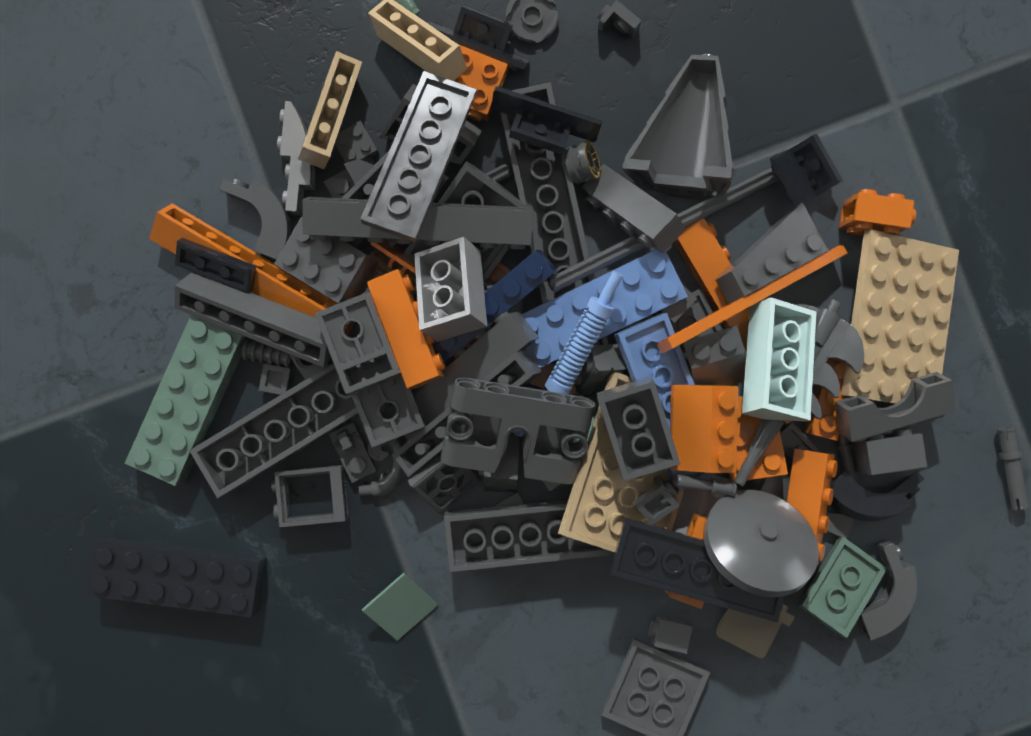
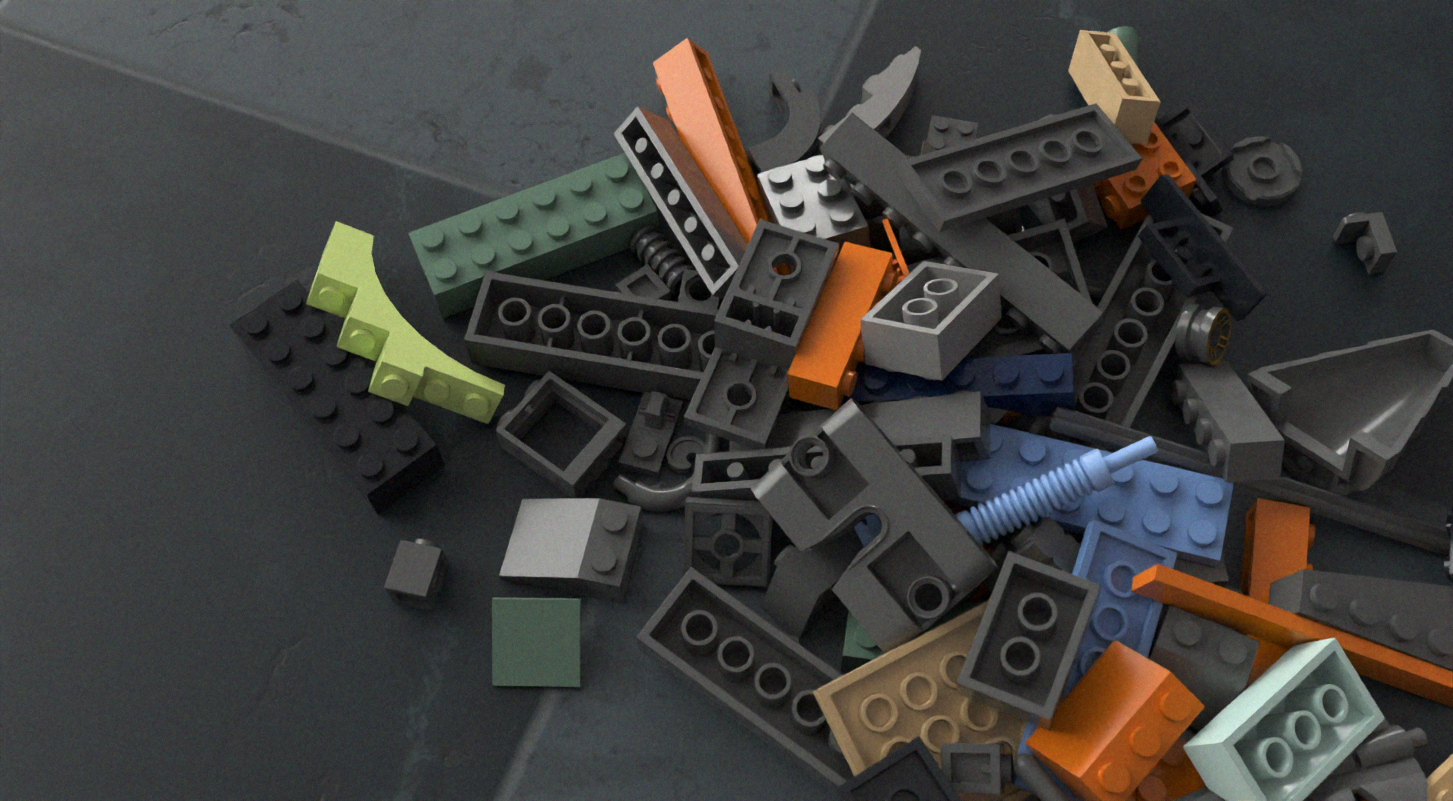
camera: 40 degrees right, 25 degrees down
(166, 533) = (375, 330): none -> yellowish green arch
(215, 265) = (695, 128): black tile -> none
(311, 625) = (417, 574): none -> dark grey brick
(330, 110) = (954, 83): tan brick -> none
(371, 545) = (575, 546): none -> slope

